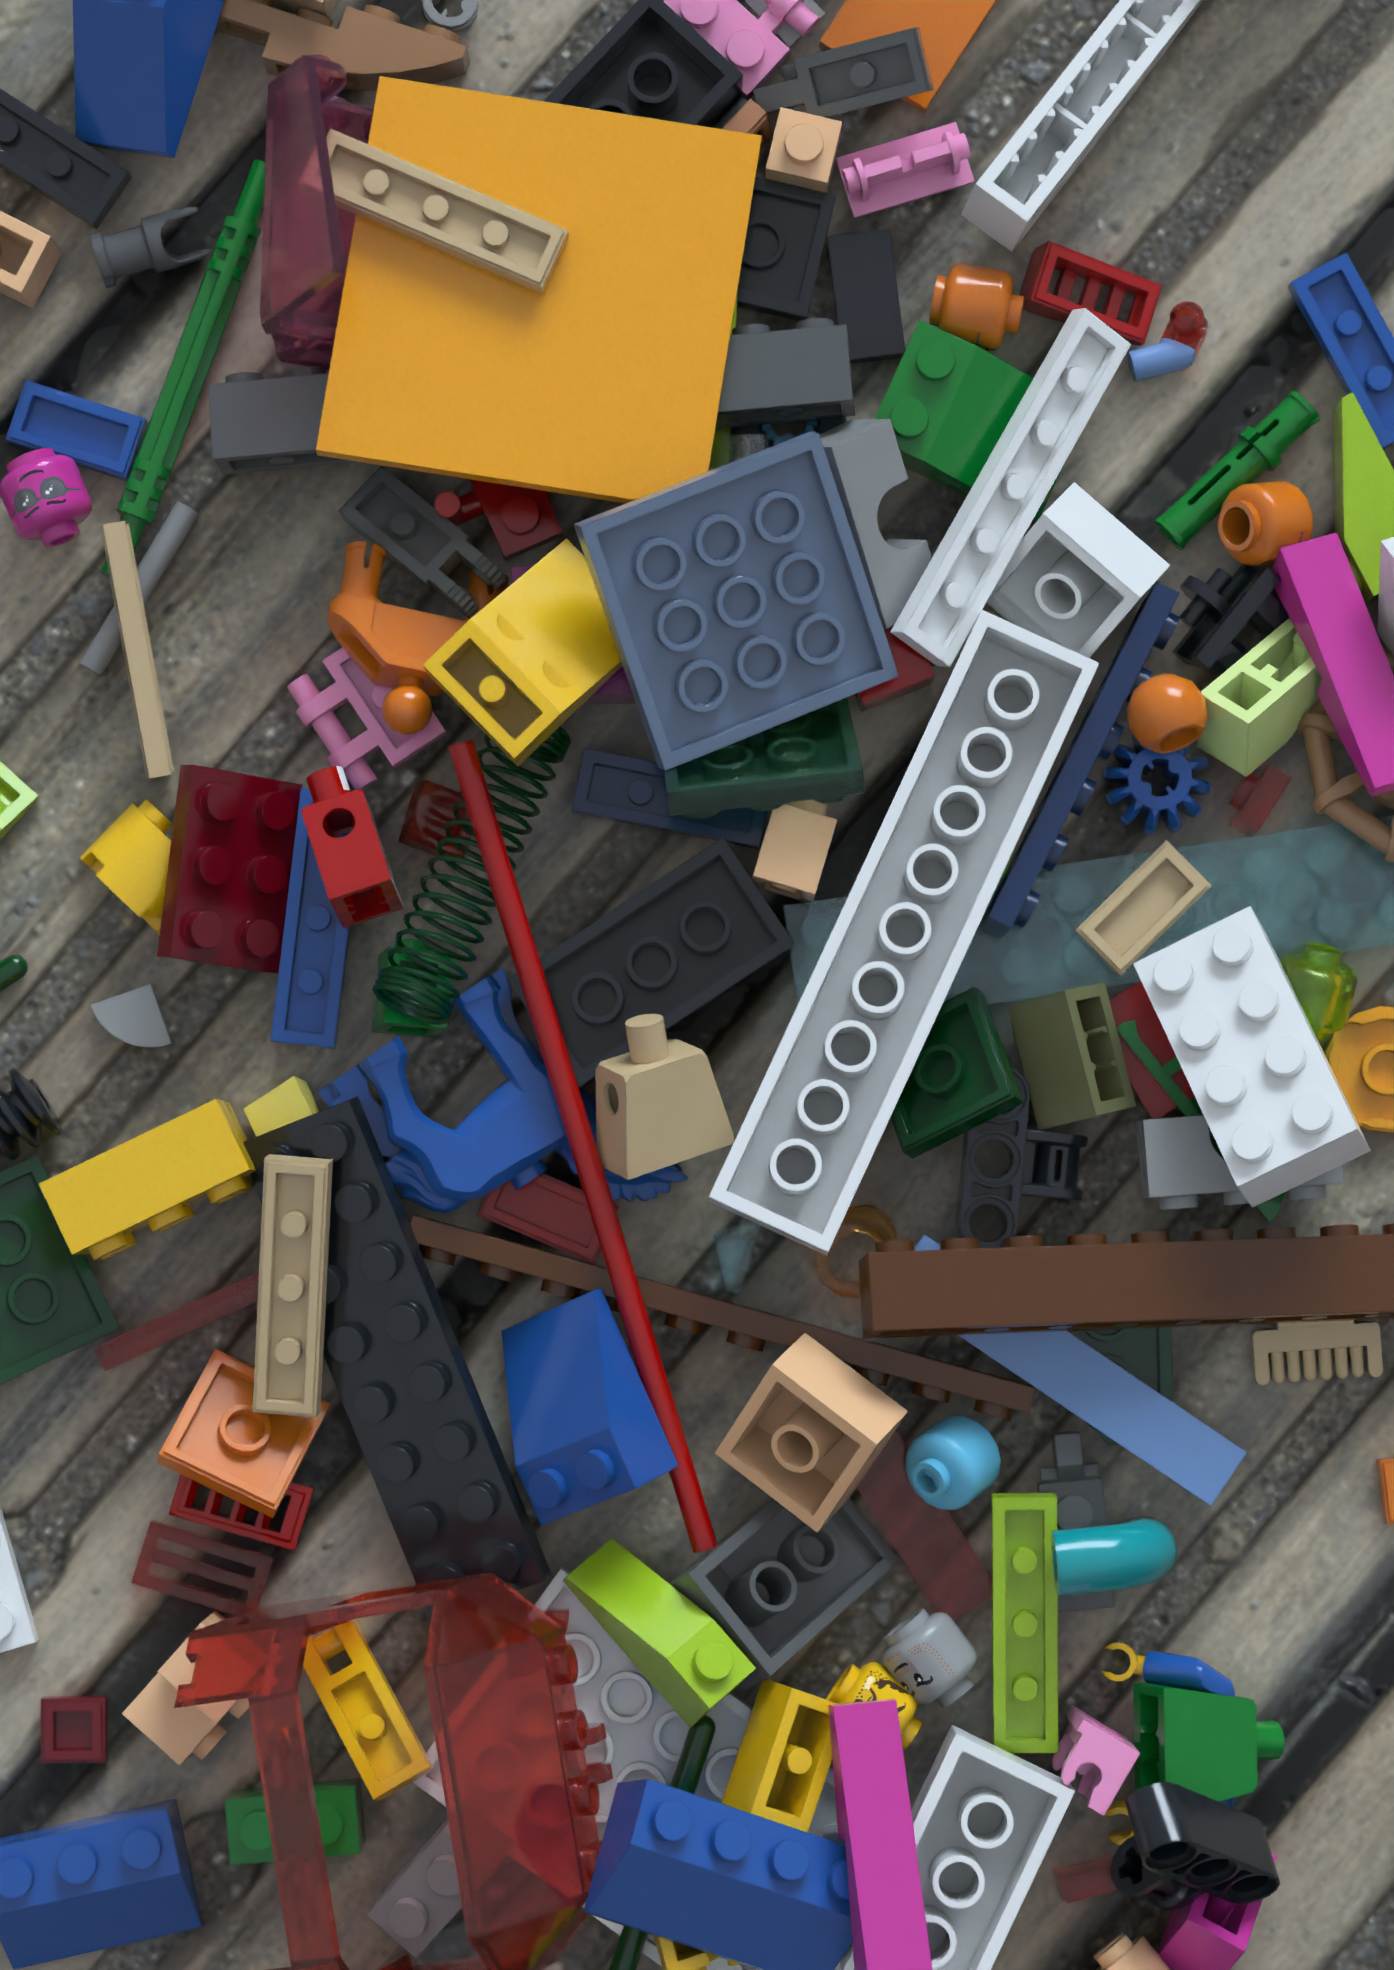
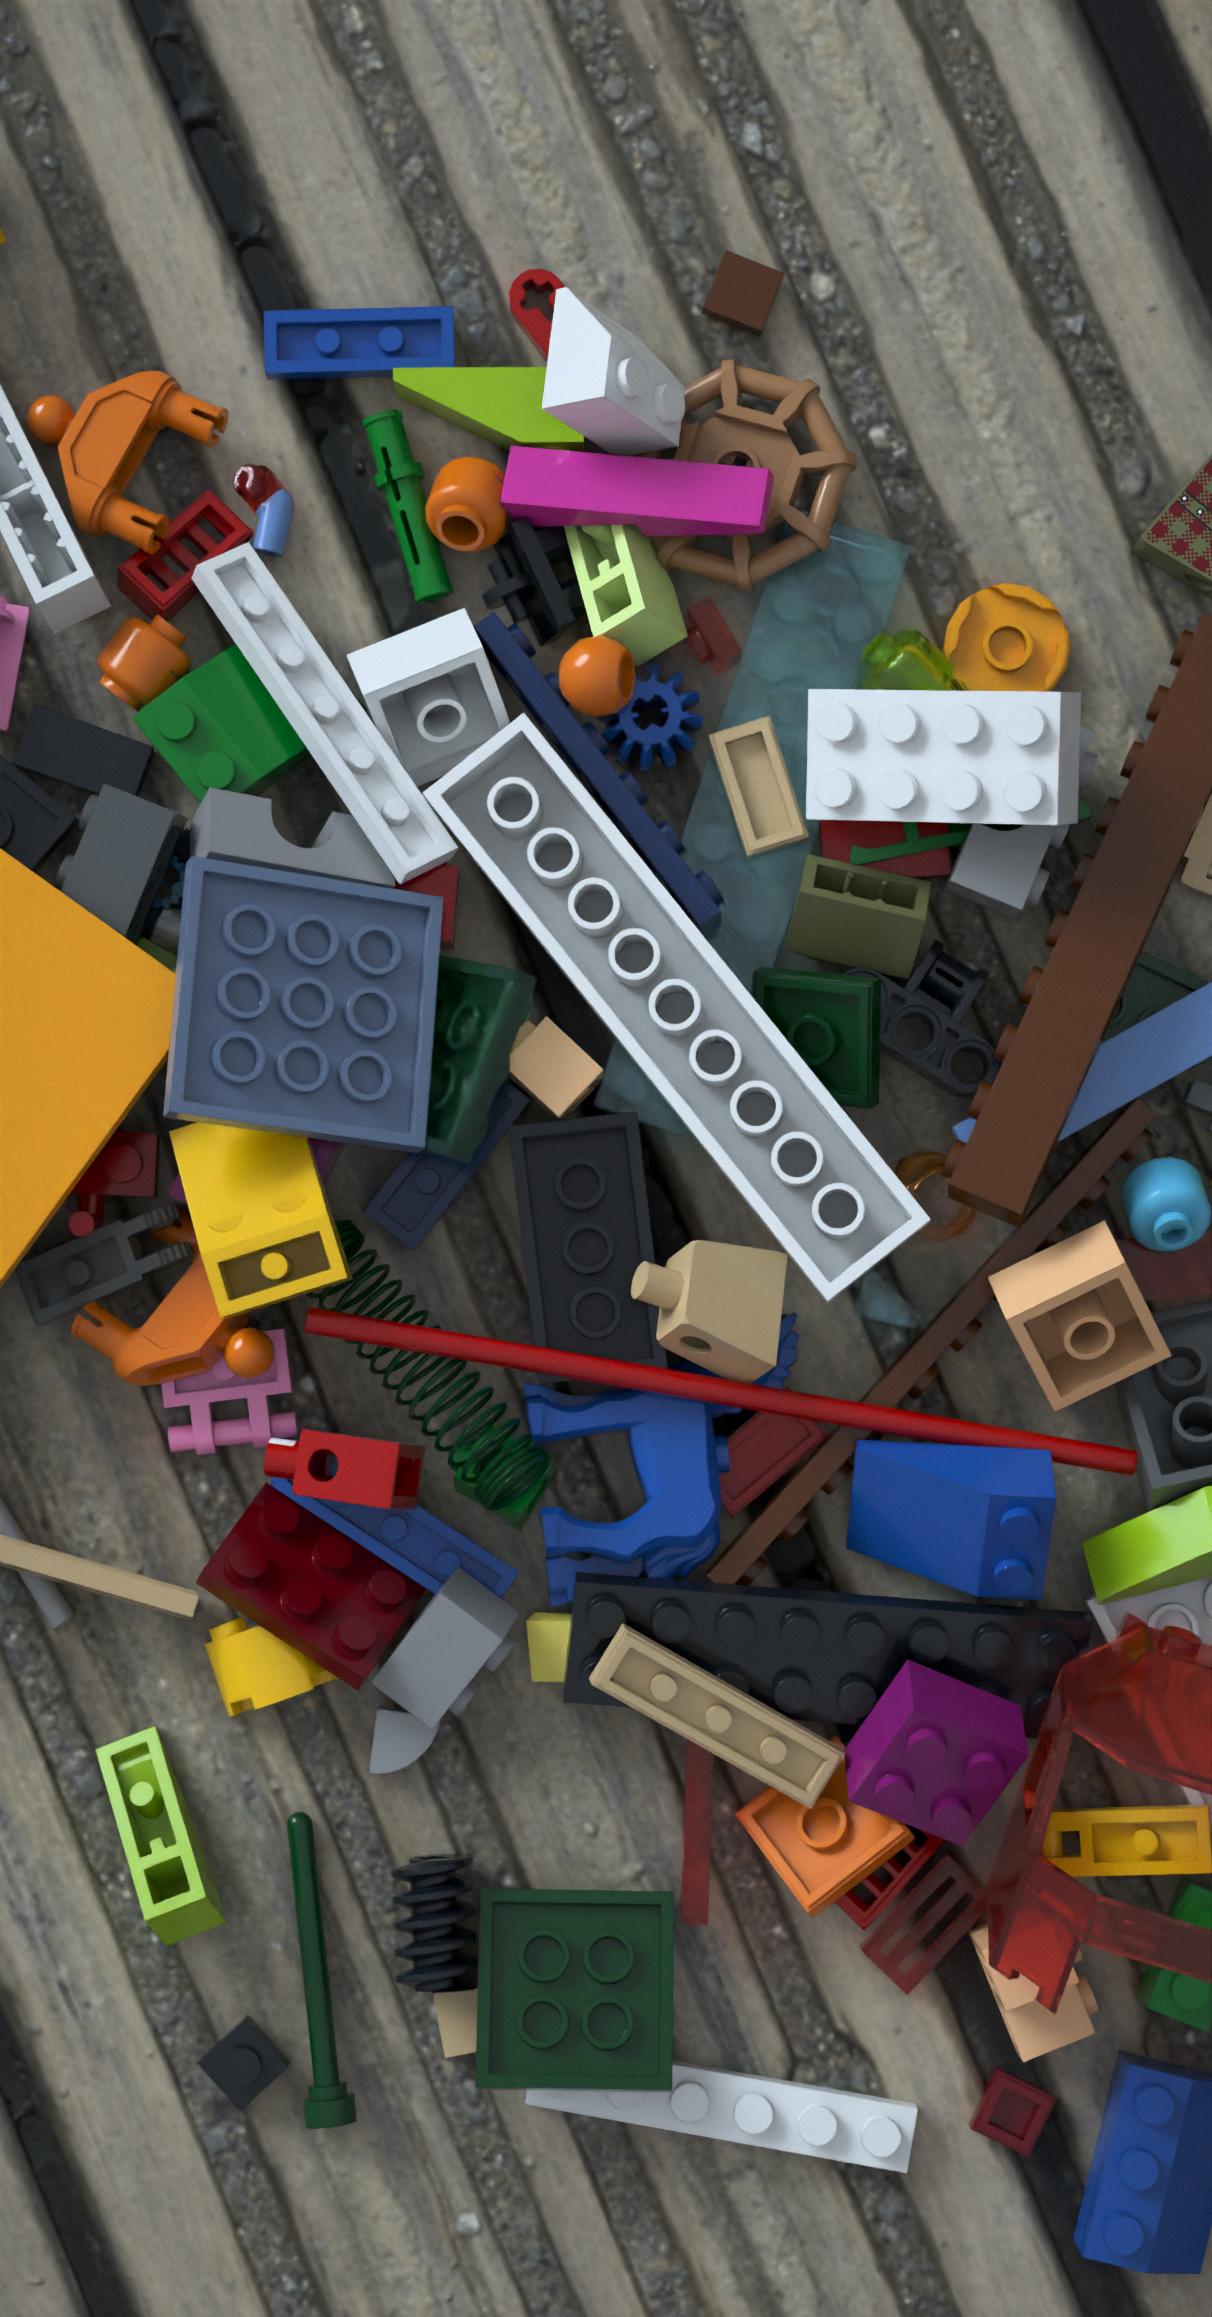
camera: 65 degrees left, 0 degrees up
(151, 1181) = (558, 1797): yellow brick -> none
(233, 1016) = (446, 1648): none -> light grey brick
(356, 1497) = (935, 1753): none -> magenta brick
(426, 818) = (354, 1383): clear red plate -> none
(1156, 175) = (108, 442): none -> orange connector

